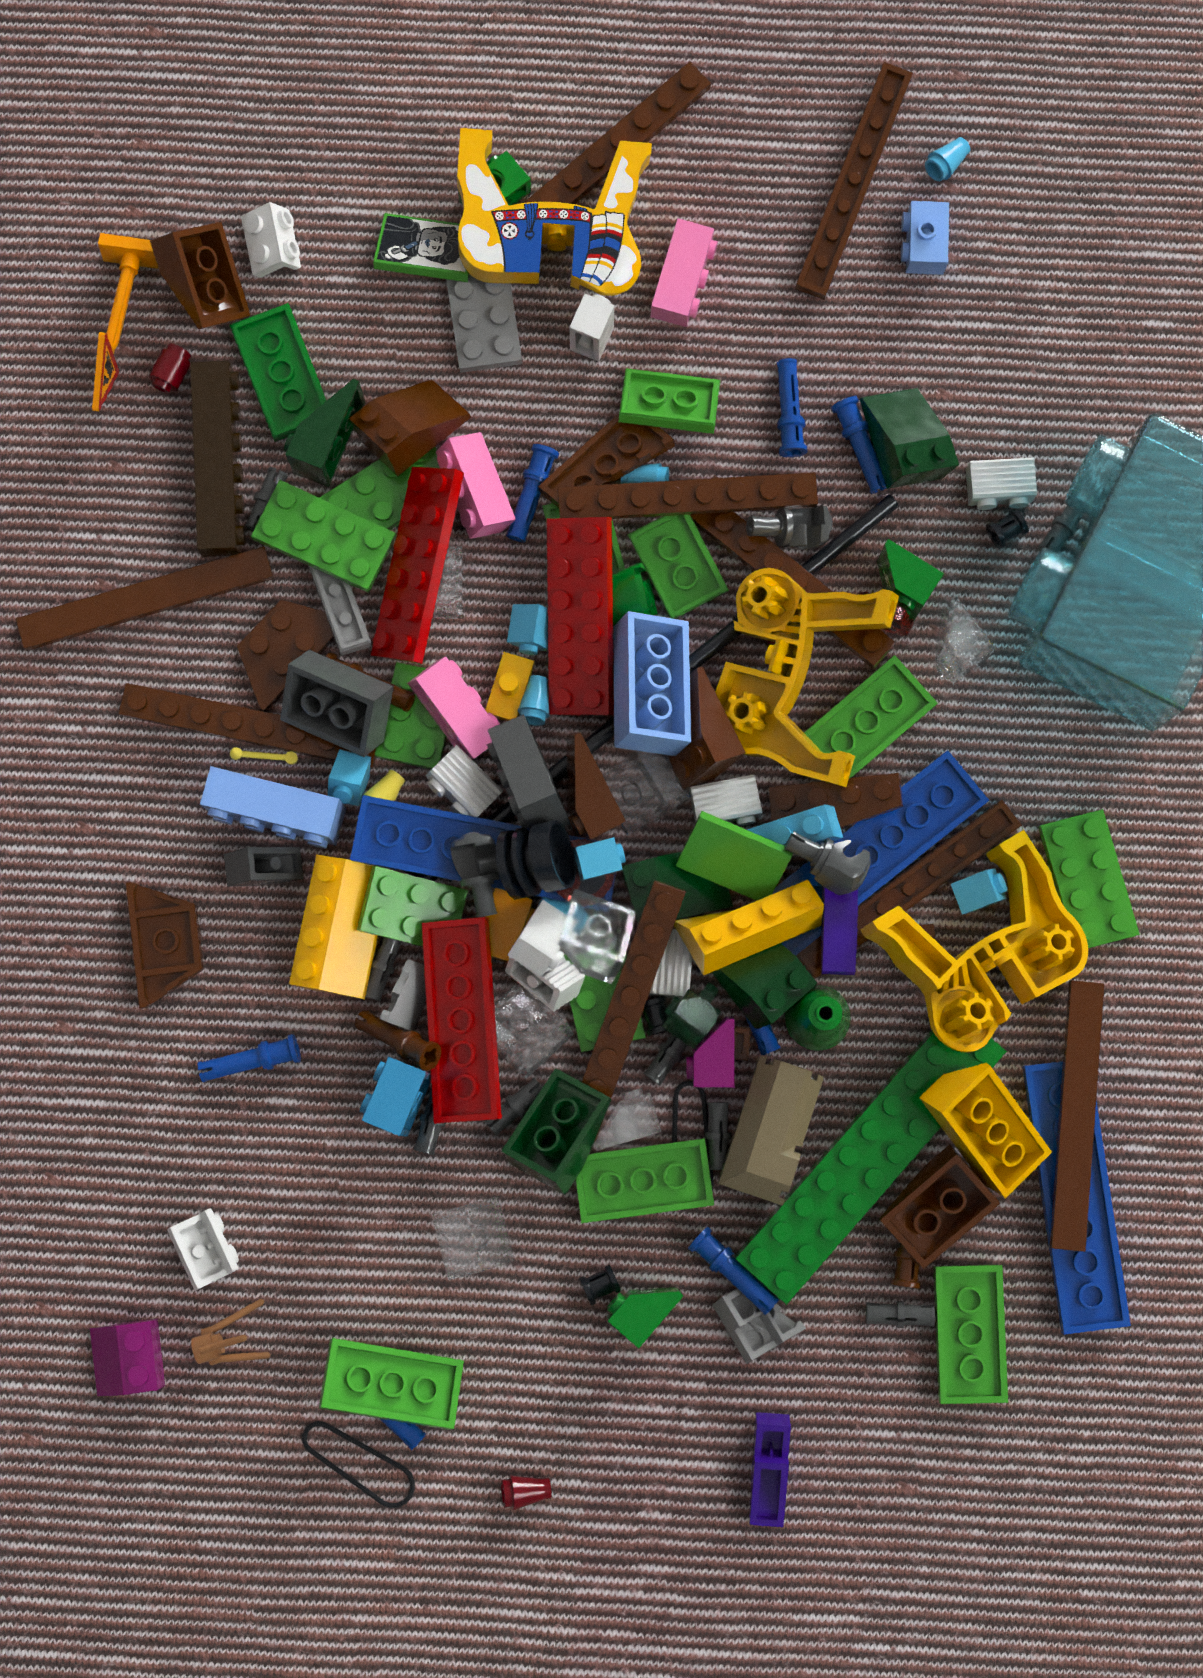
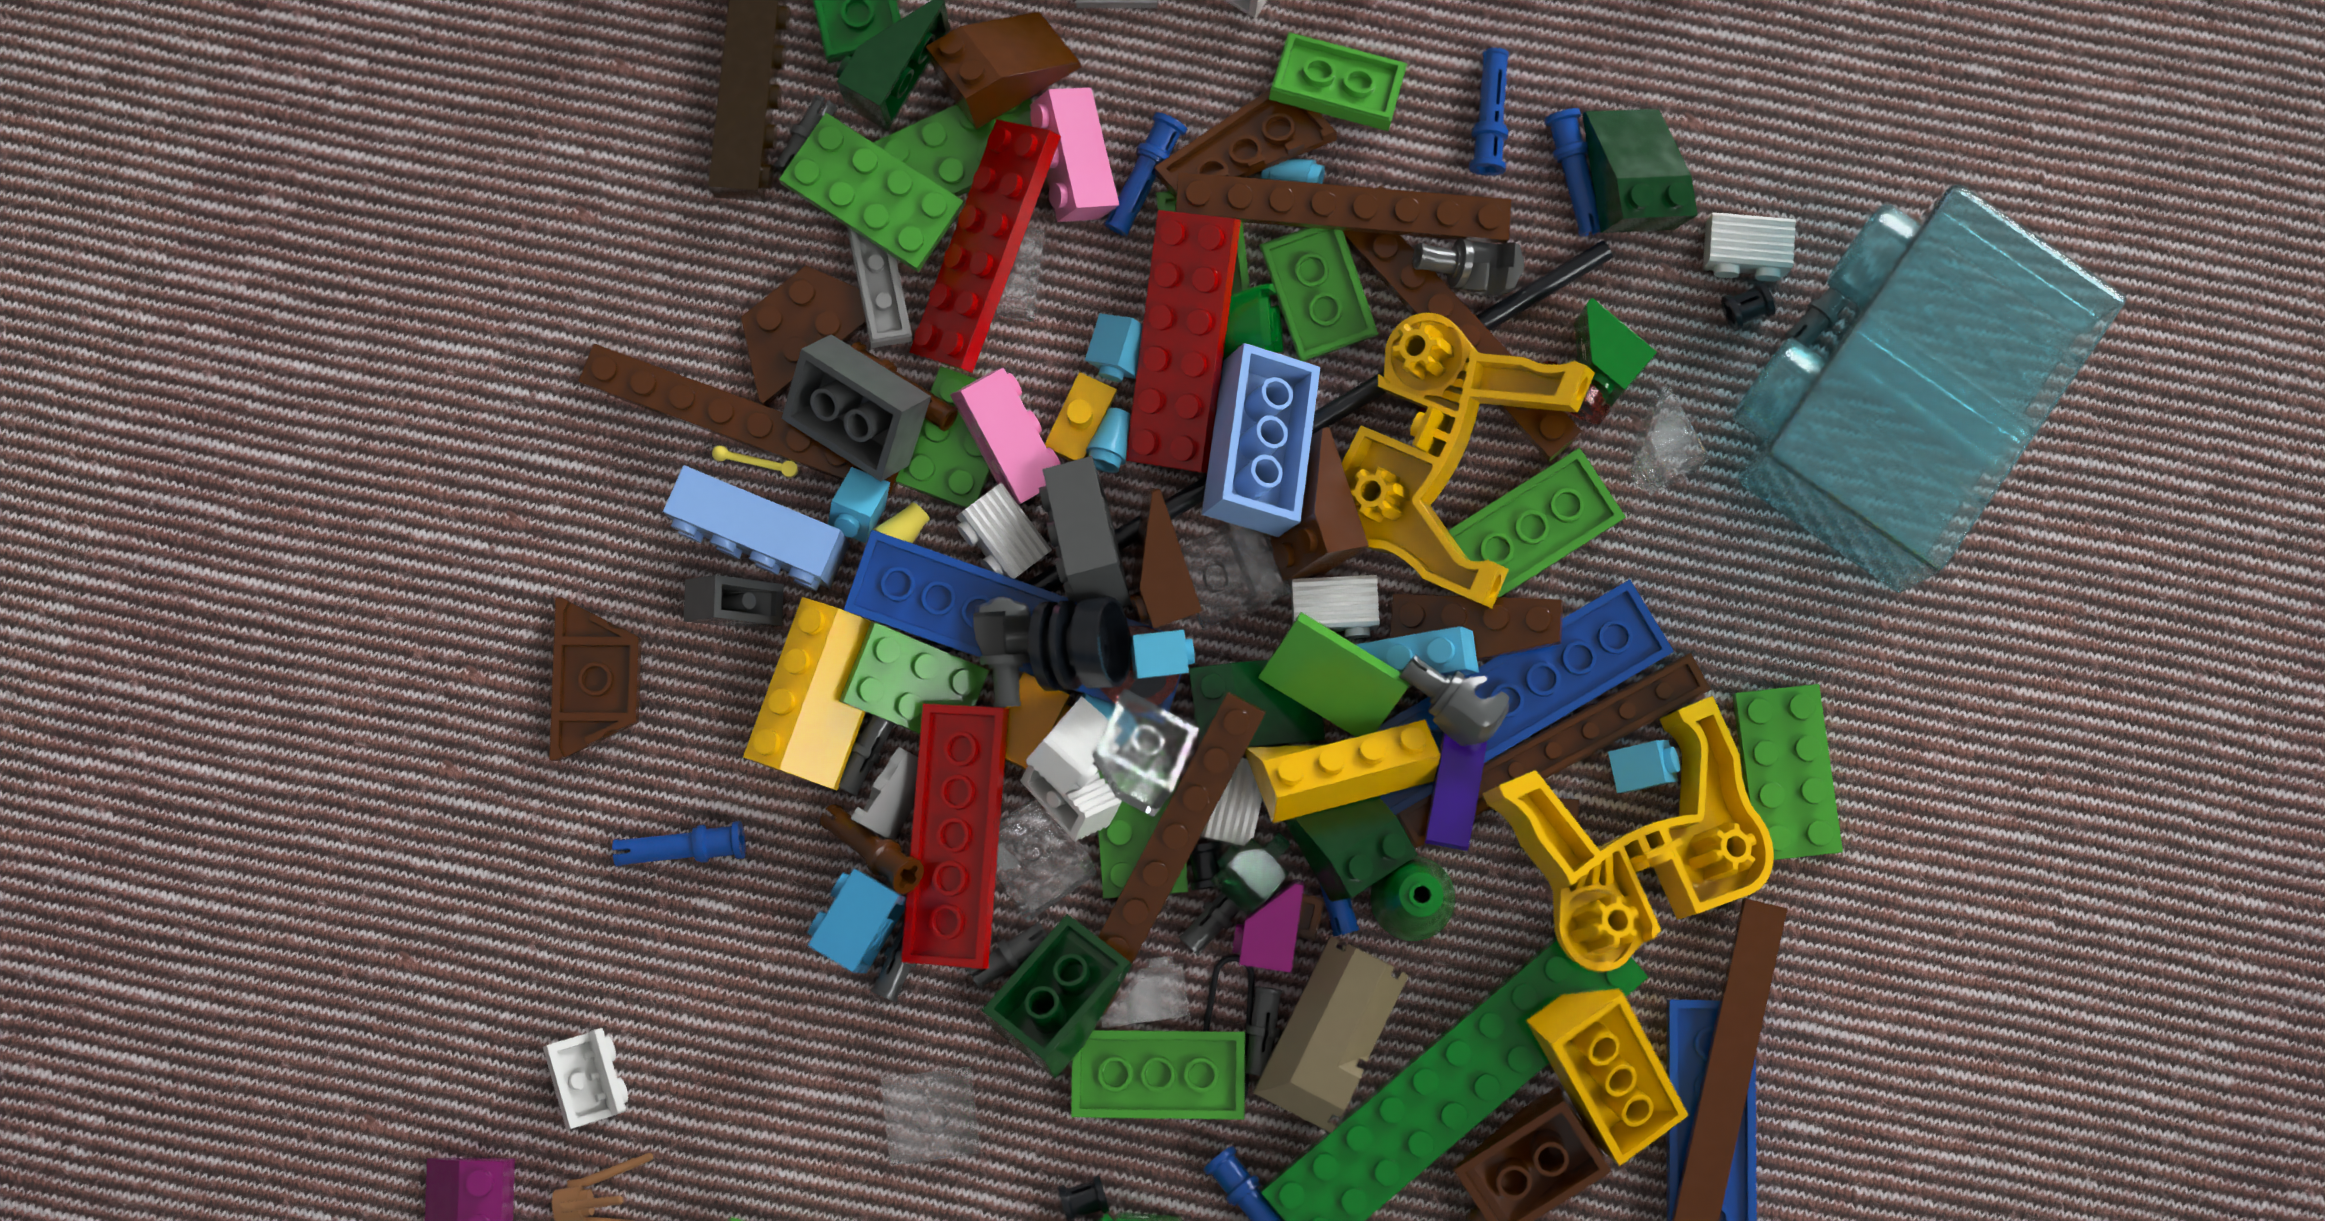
camera: 10 degrees right, 0 degrees up
(144, 598) = (633, 239): reddish brown tile -> none

